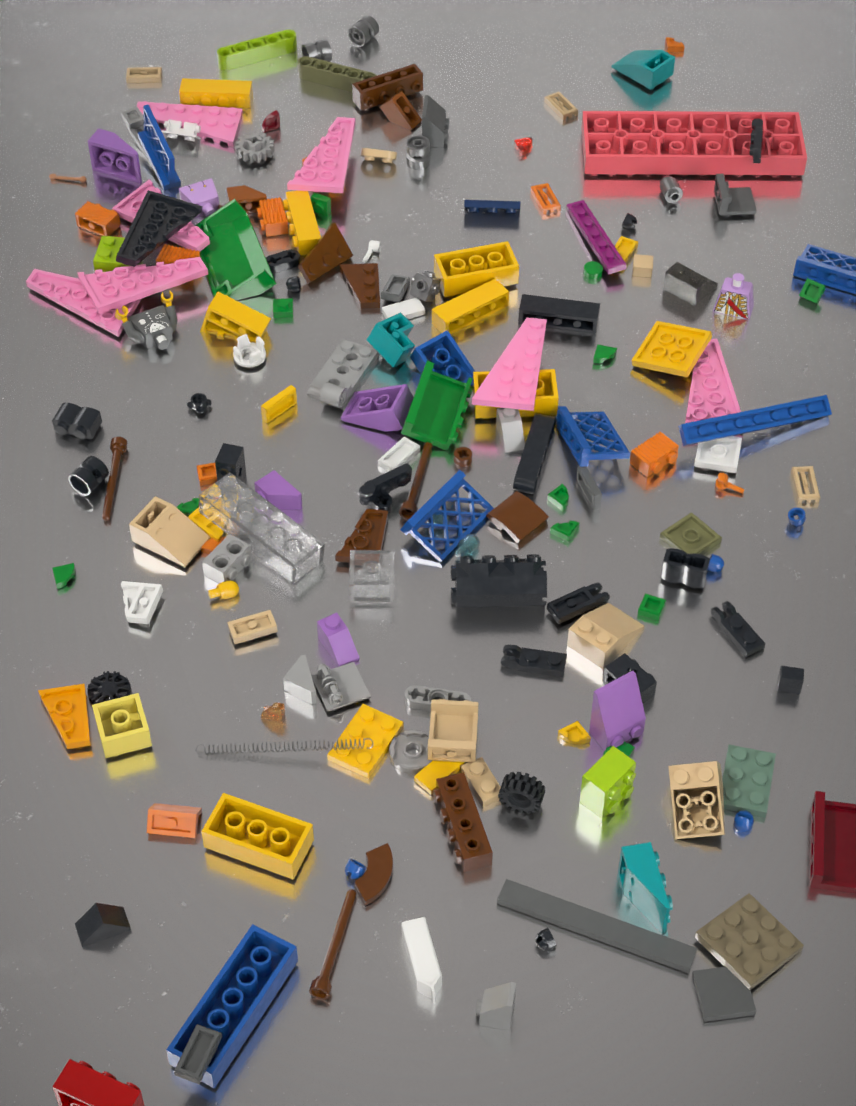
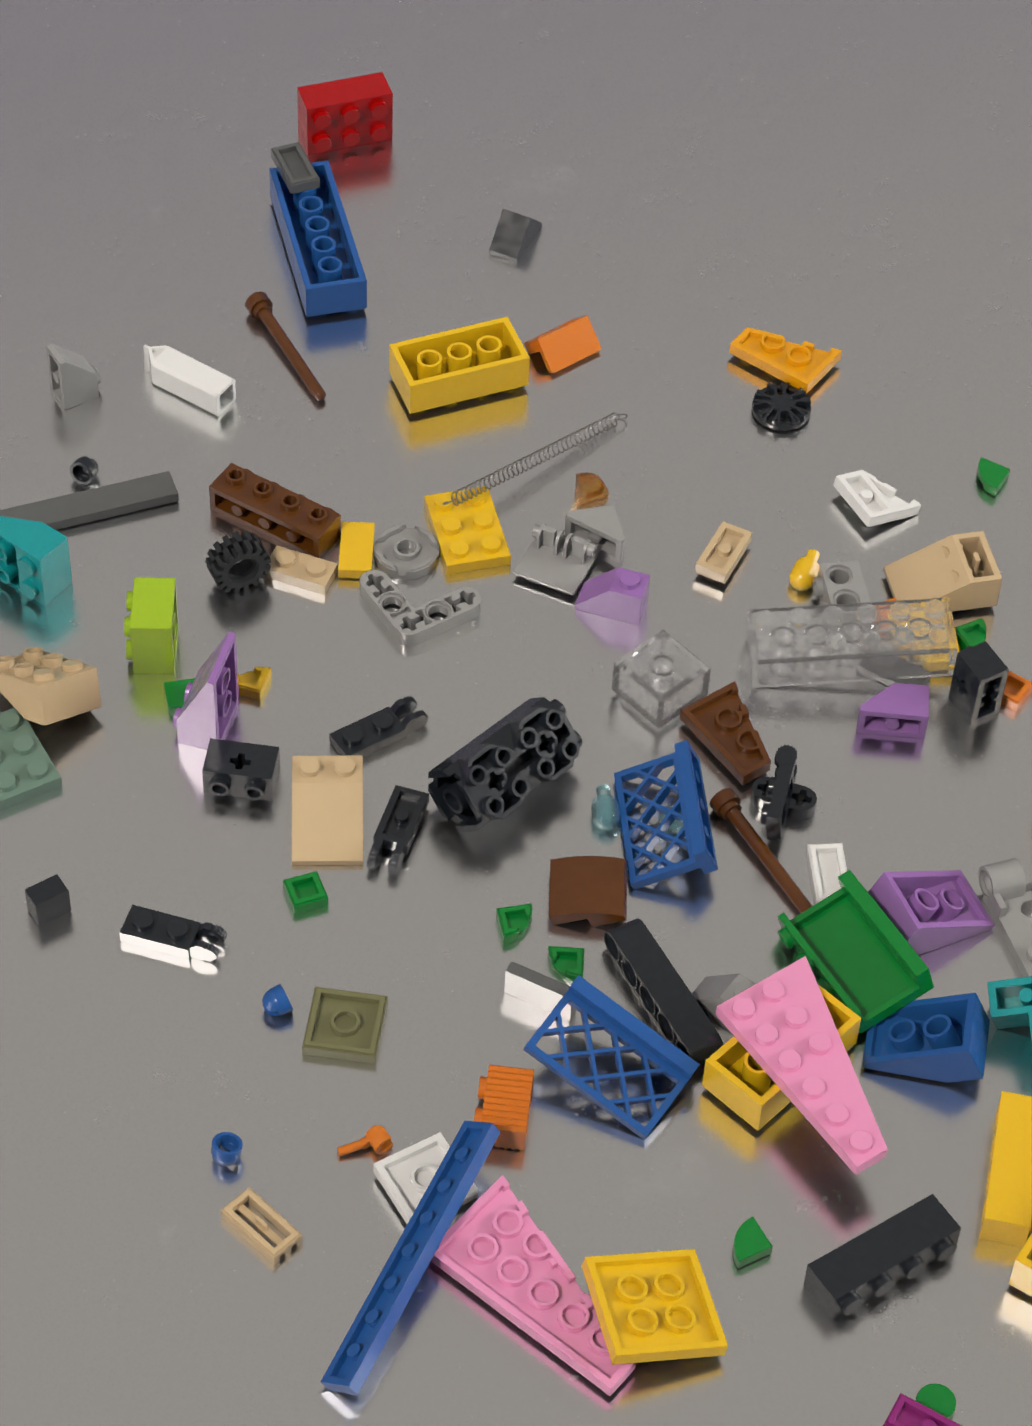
camera: 135 degrees right, 0 degrees up
(122, 725) = (714, 368): light yellow brick -> none
(354, 869) = (345, 410): blue hinge -> none
(377, 875) = (313, 425): reddish brown tile -> none
(453, 730) = (373, 571): tan panel -> none
(462, 462) = (742, 934): reddish brown bush -> none
(685, 568) = (302, 948): black brick -> none

